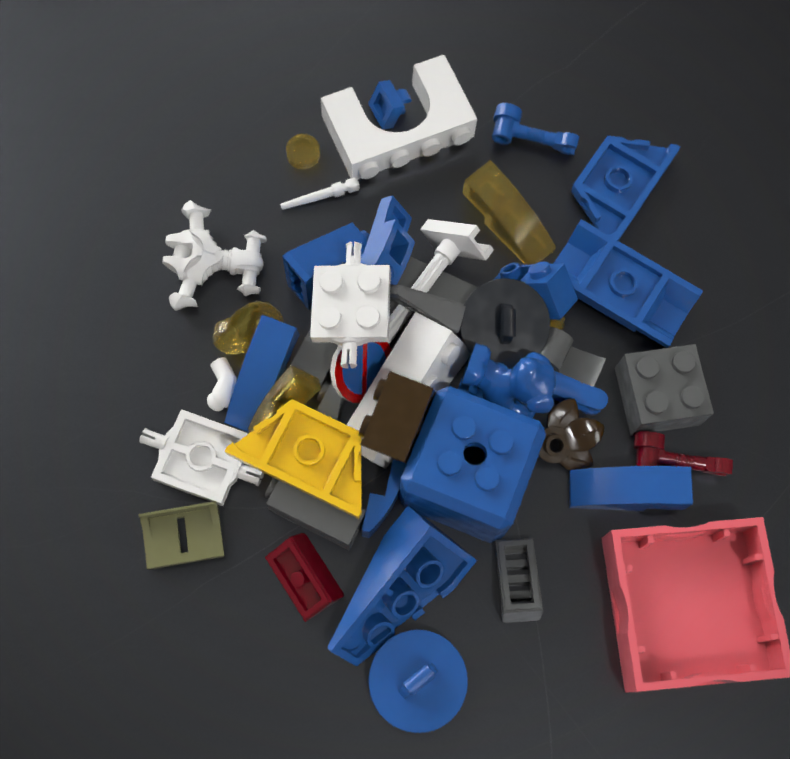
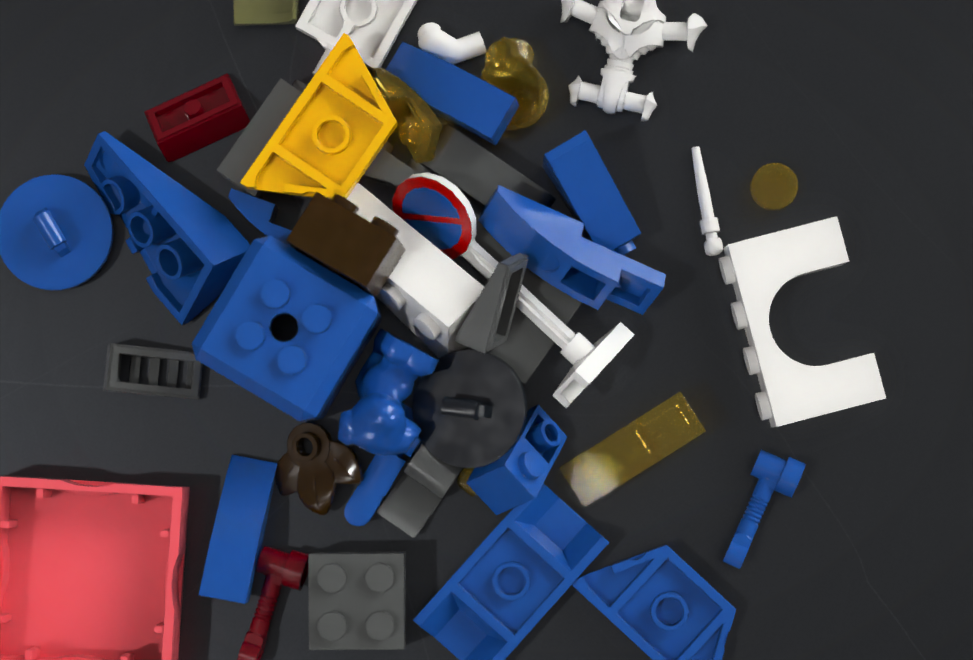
camera: 105 degrees right, 15 degrees up
(351, 304) = (500, 205): white plate -> none
(388, 103) = (826, 312): blue tile -> none

